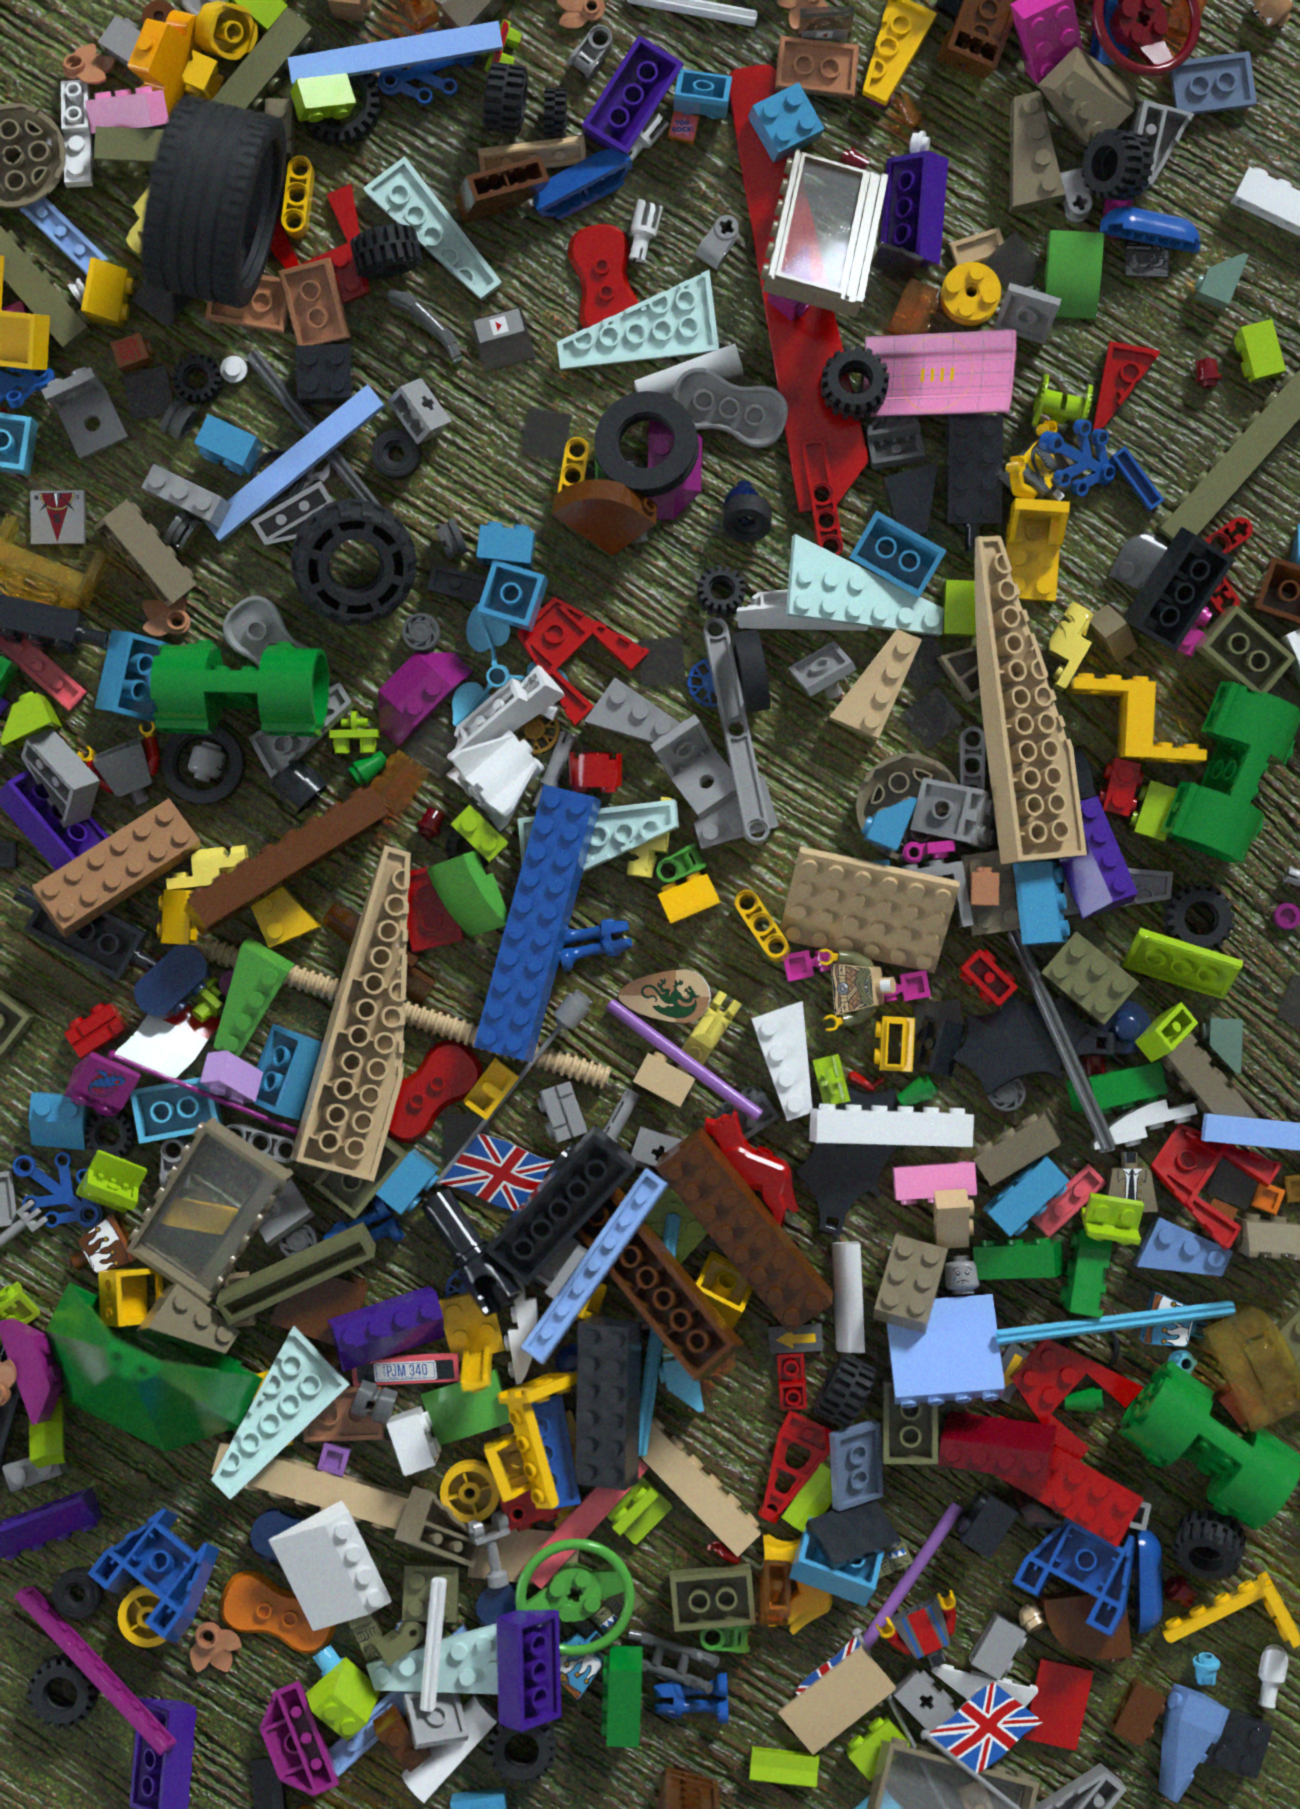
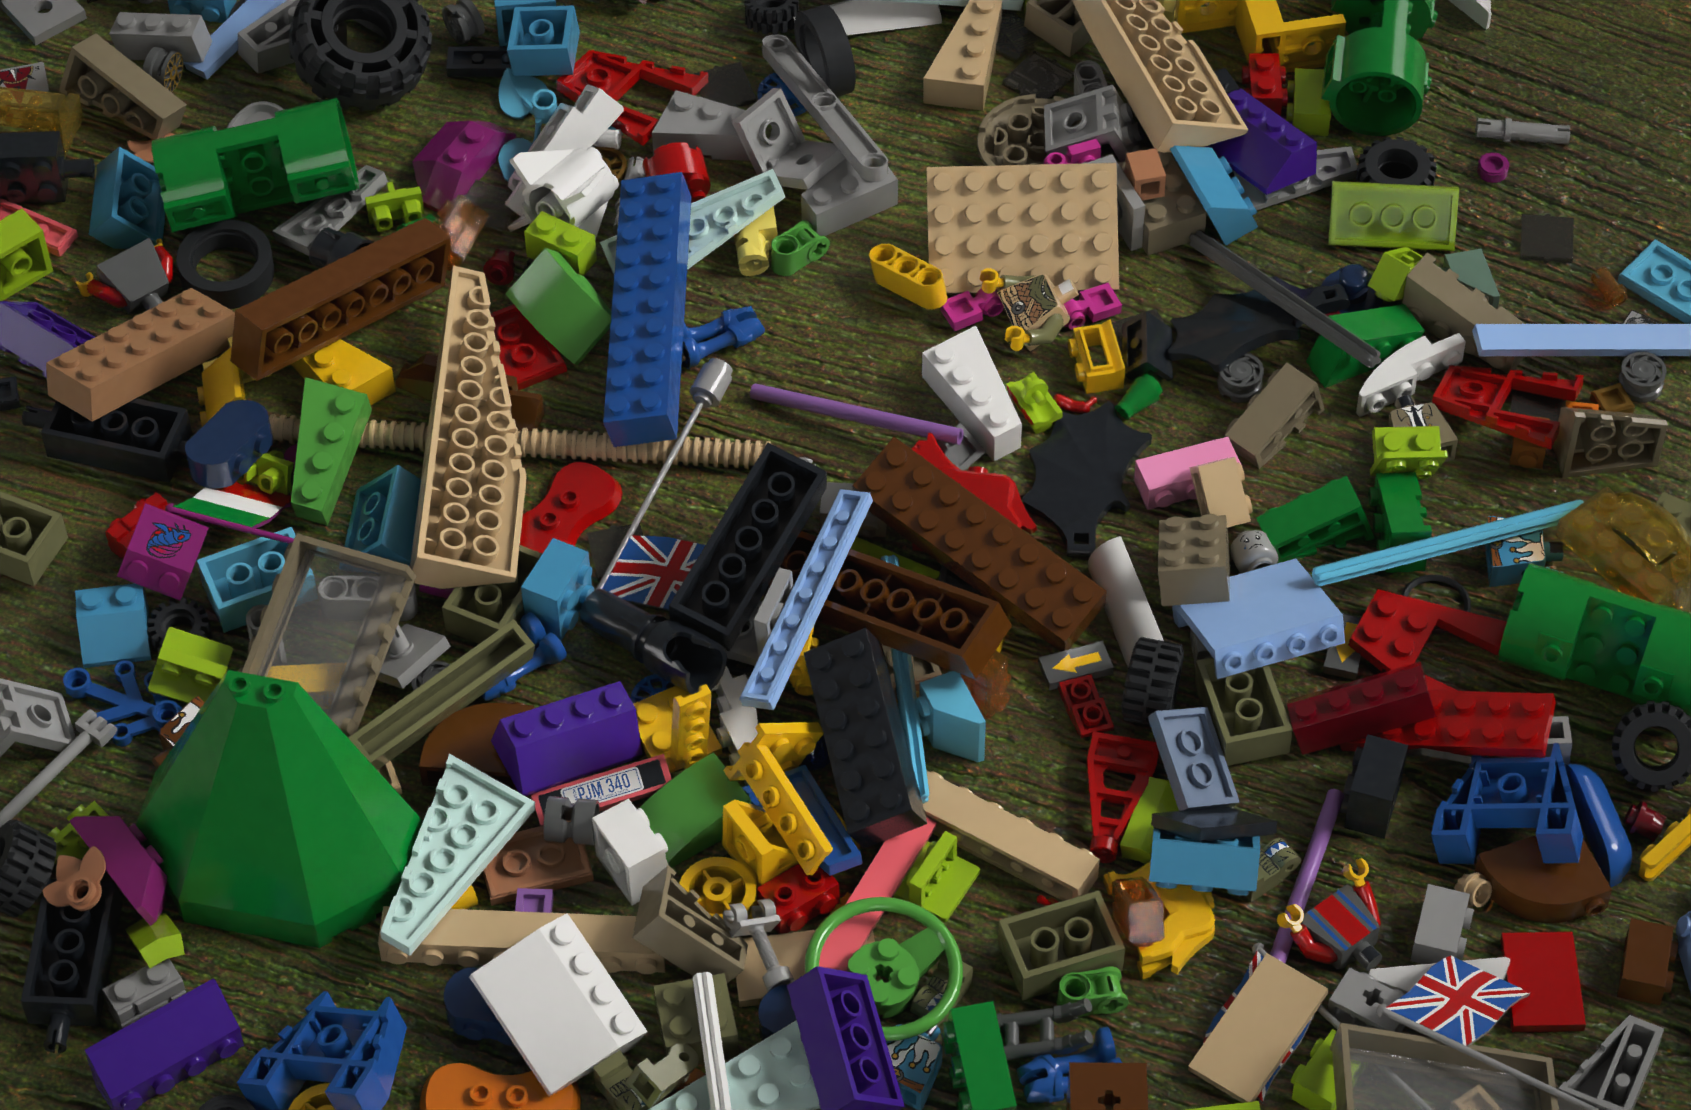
camera: 15 degrees left, 35 degrees down
(63, 775) = (64, 294): light grey wedge -> none
(207, 761) = (228, 258): light grey head -> none
(231, 1077) = (316, 518): lavender brick -> none
(421, 632) = (448, 106): dark grey wheel -> none
(490, 1088) = (636, 483): yellow window -> none
(562, 1111) = (717, 487): light grey brick -> none
(664, 1078) = (838, 442): tan brick -> none
(668, 996) = (820, 360): shield -> none
(688, 897) = (818, 272): yellow slope -> none
(710, 1028) = (878, 381): light yellow plate -> none
(823, 670) = (906, 51): light grey tile -> none
(888, 825) = (1018, 133): dark azure slope -> none
(891, 1127) = (1118, 420): white brick -> none
(993, 982) = (1180, 271): red brick -> none
(1026, 1195) = (1299, 452): dark azure brick -> none
(1074, 1198) = (1353, 461): coral tile -> none
(1086, 1400) = (1450, 650): green cone -> none
(1089, 979) = (1297, 247): olive brick -> none
(1177, 1249) = (1502, 477): medium blue wedge -> none

